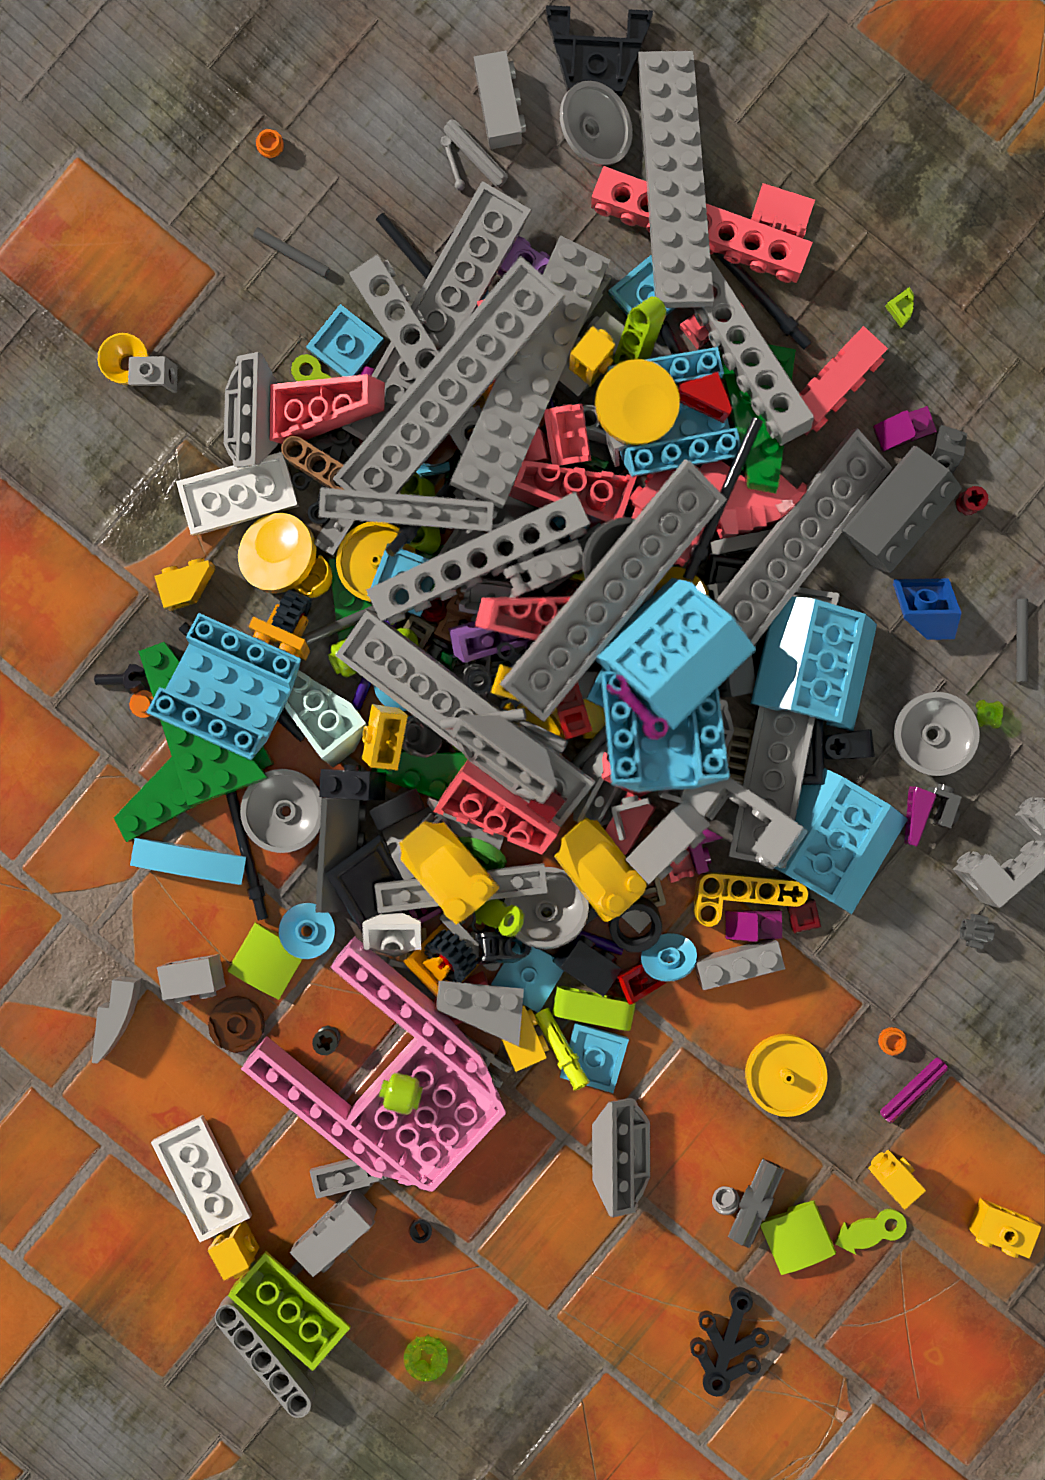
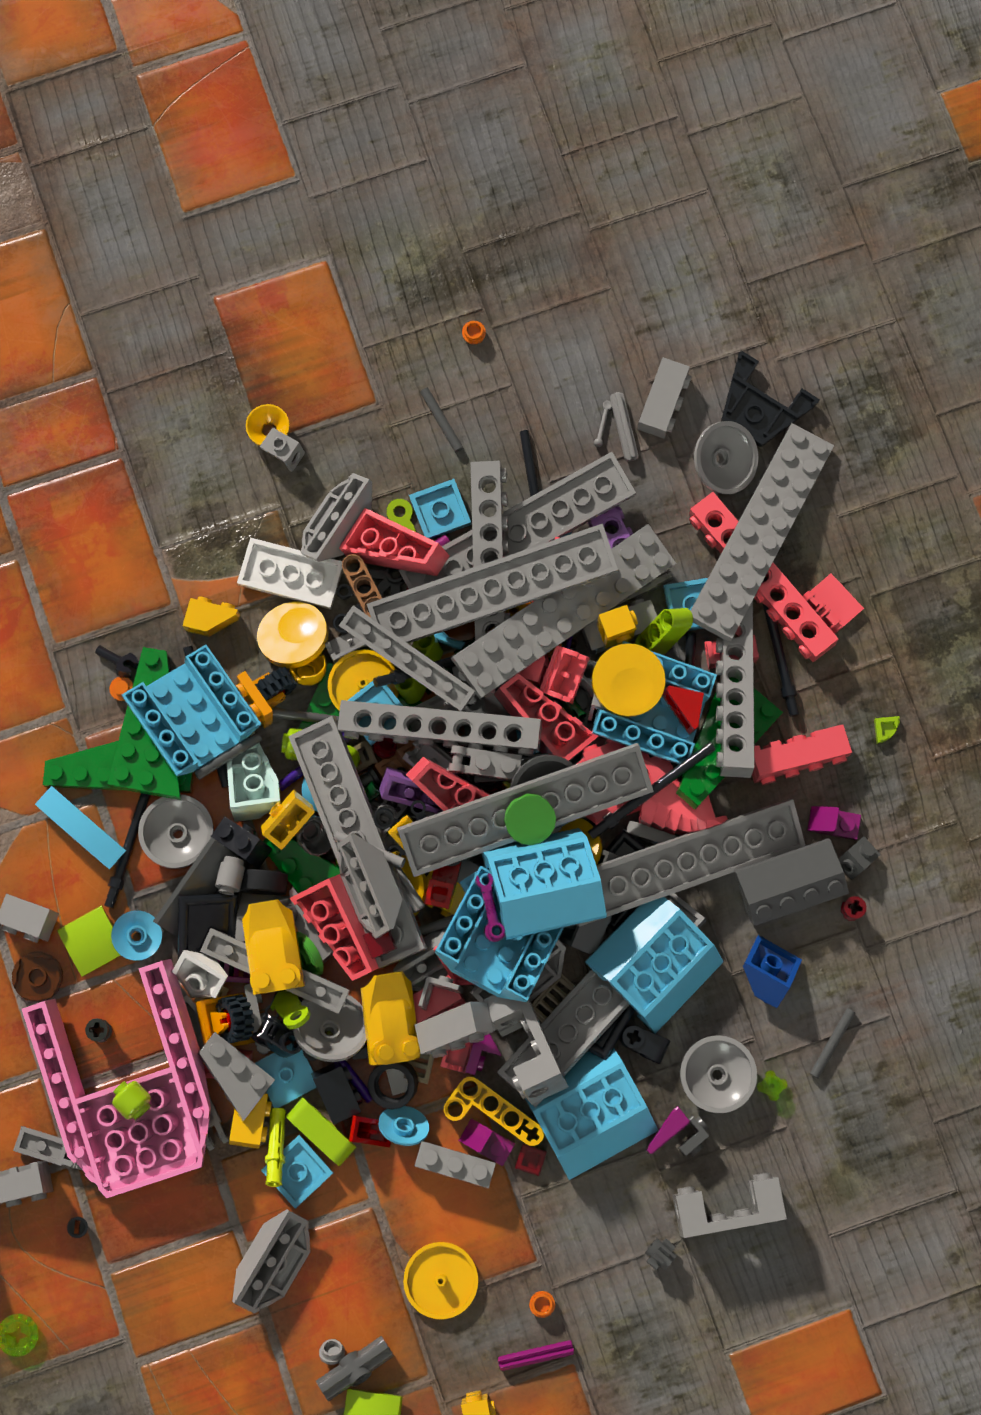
camera: 25 degrees right, 10 degrees down
(287, 708) = (227, 756): none -> dark grey bar
(362, 823) = (230, 875): none -> light grey brick
(624, 597) = (530, 819): none -> bright green tile

